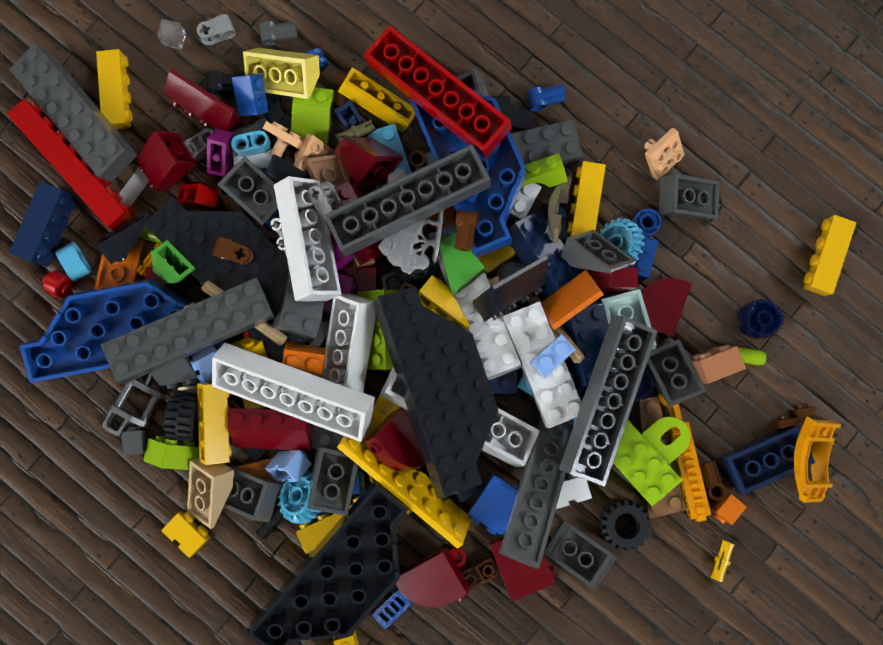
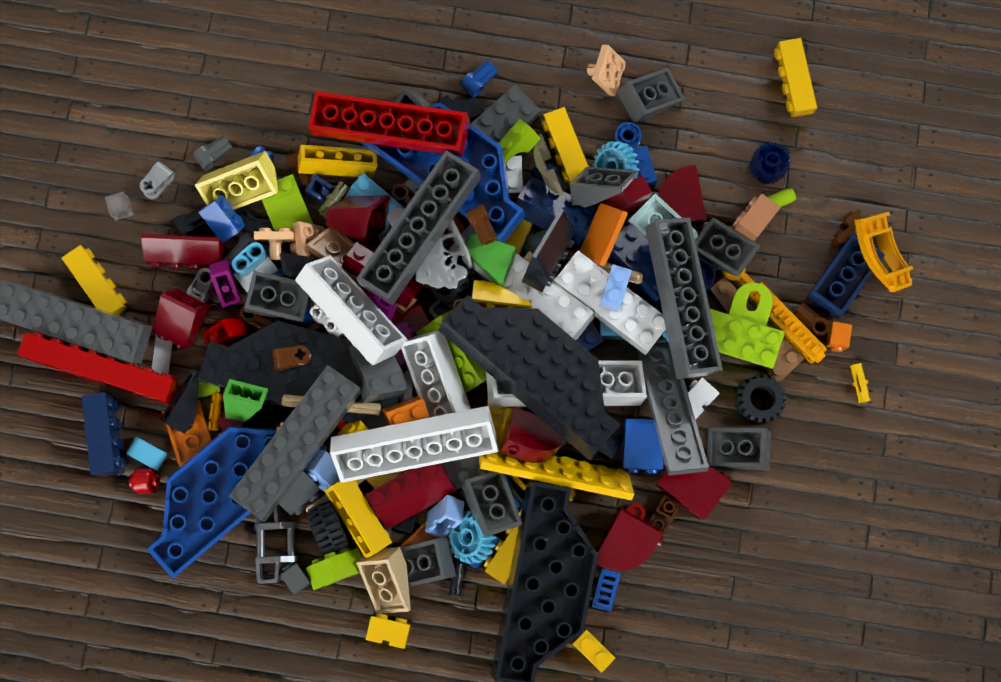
camera: 35 degrees left, 5 degrees down
(326, 200) = (348, 268): light grey piece -> none

